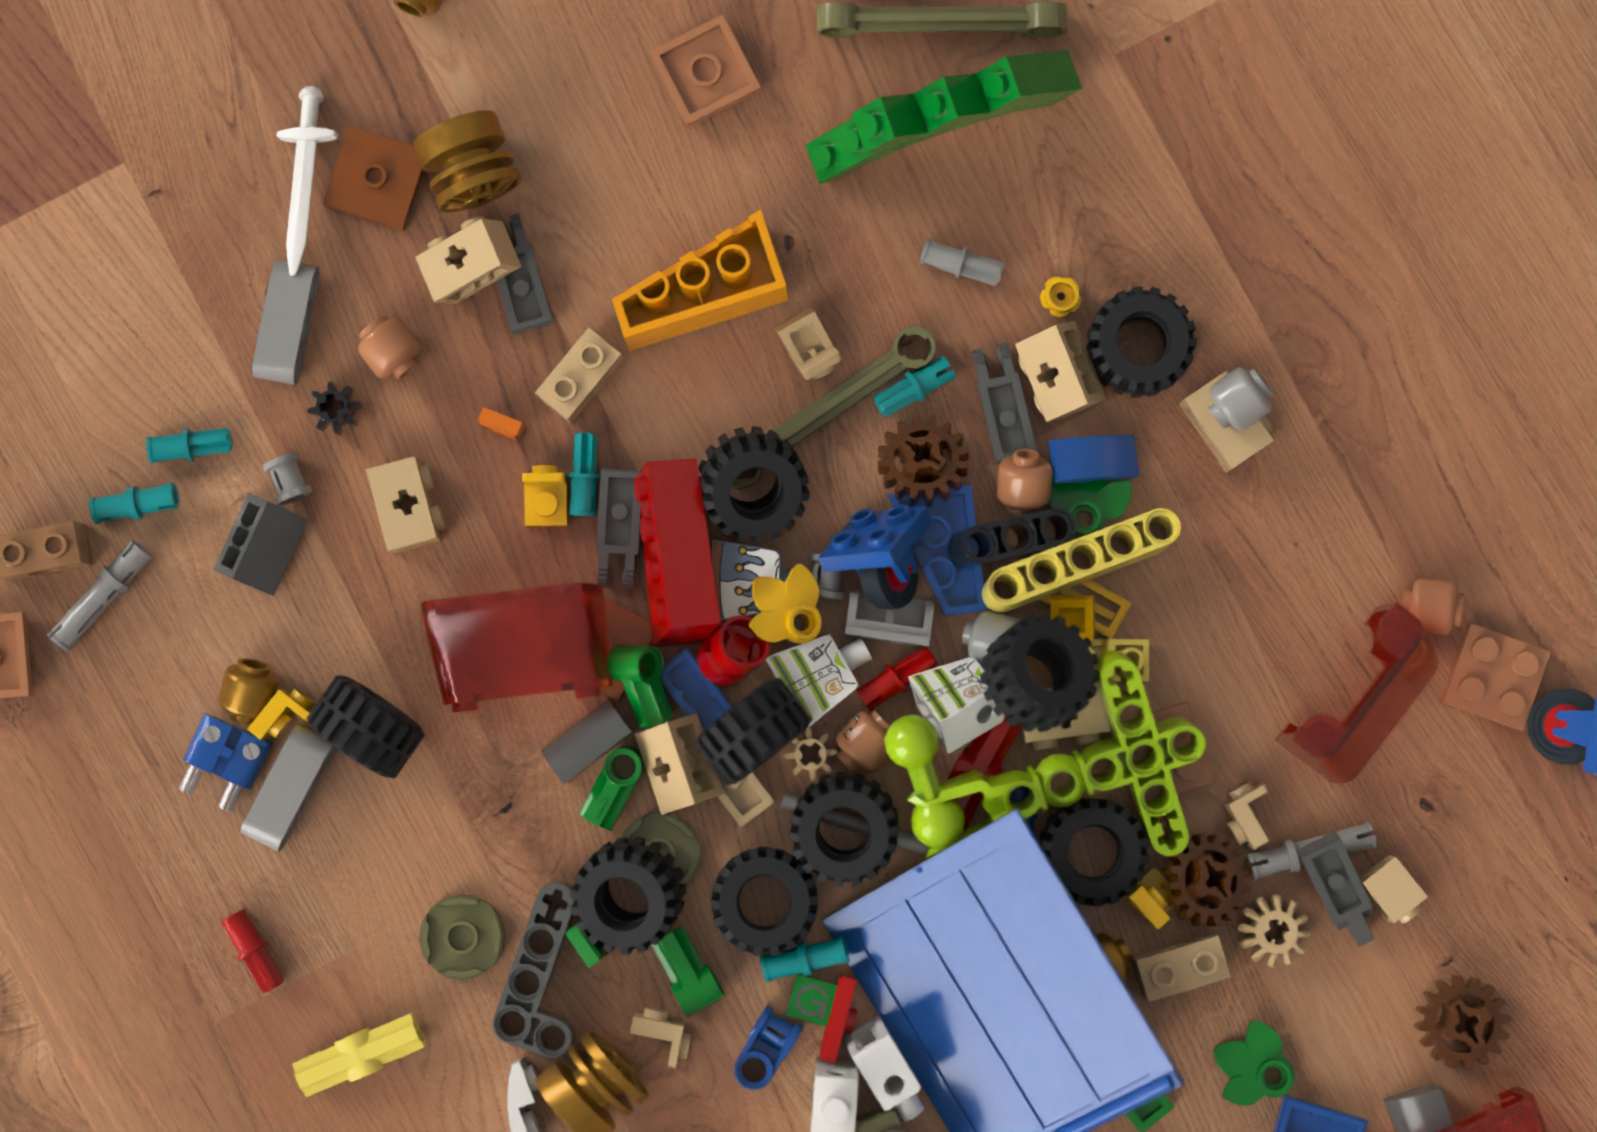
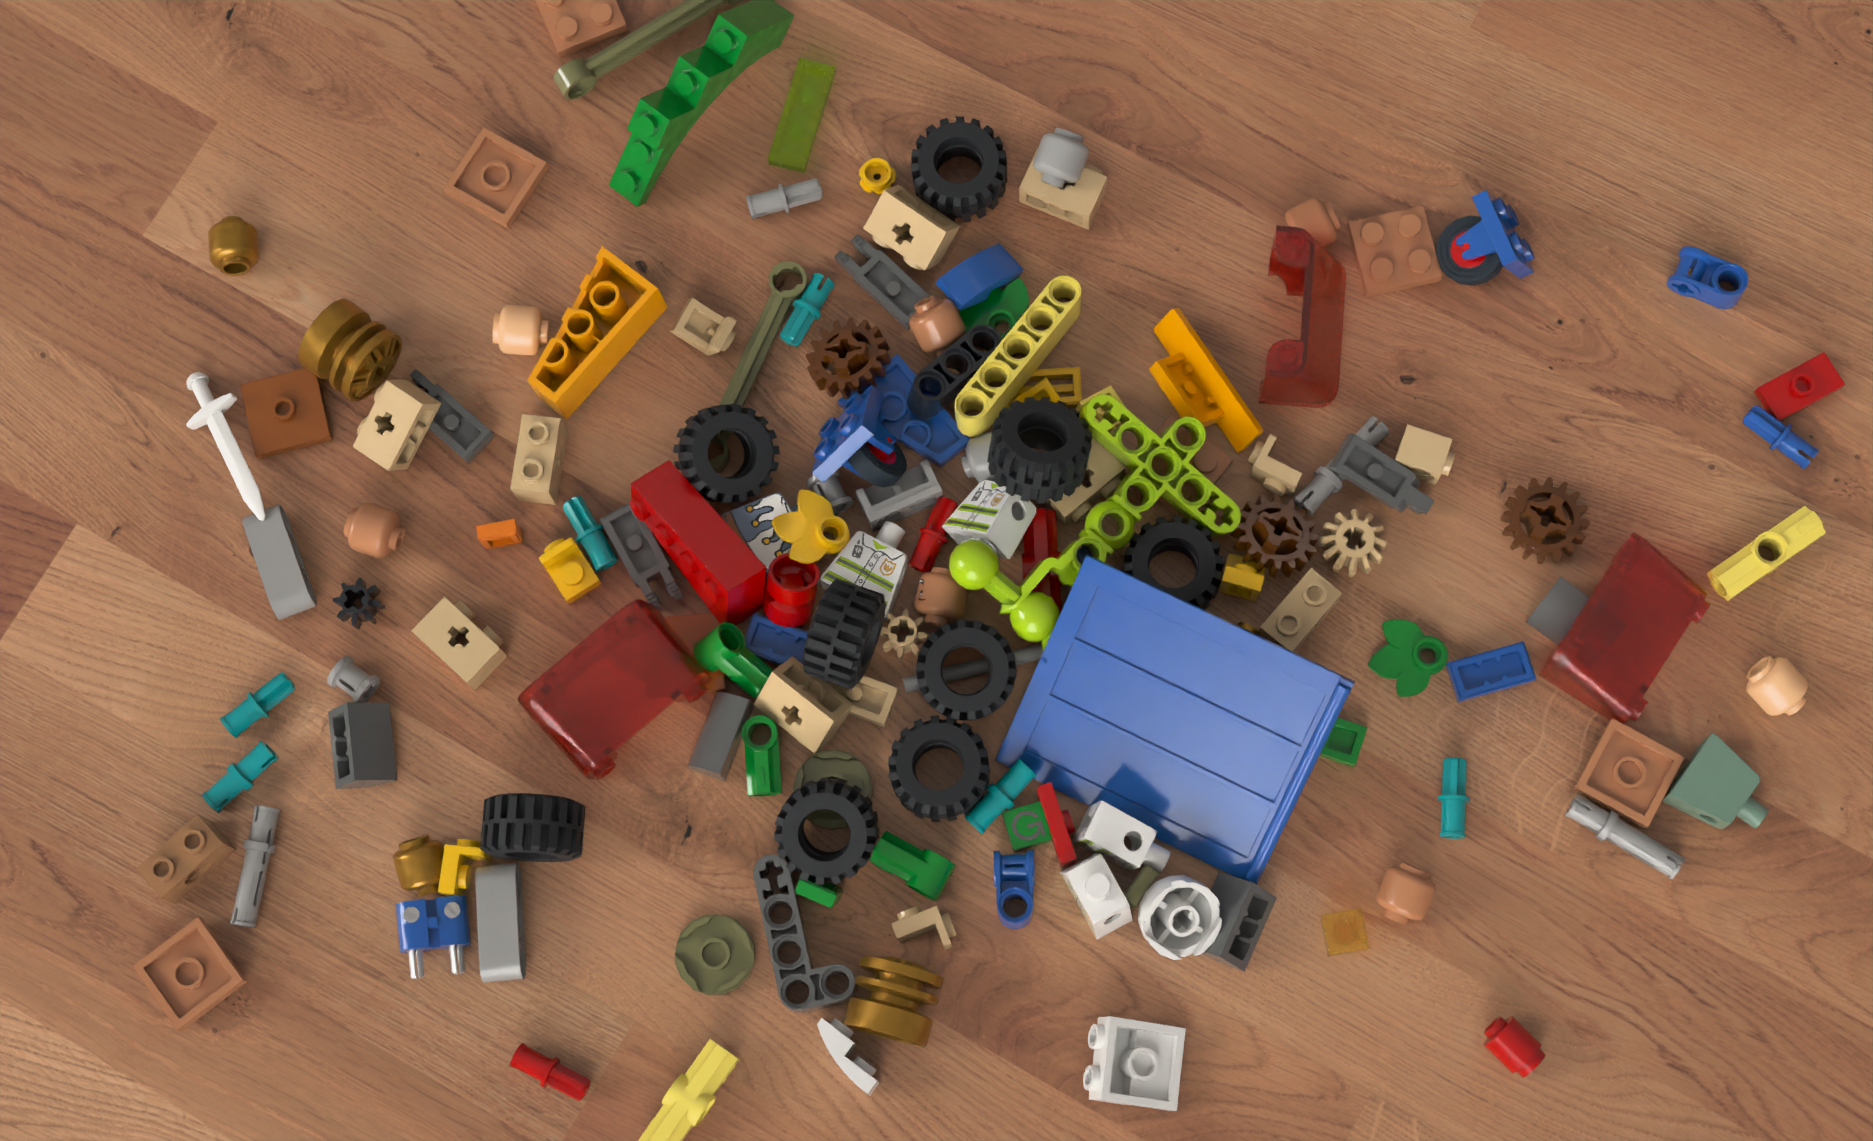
camera: 25 degrees left, 10 degrees down
(637, 238) = (520, 330): none -> light nougat head
(1029, 189) = (801, 115): none -> clear neon green tile
(1229, 691) = (1198, 384): none -> light orange bracket

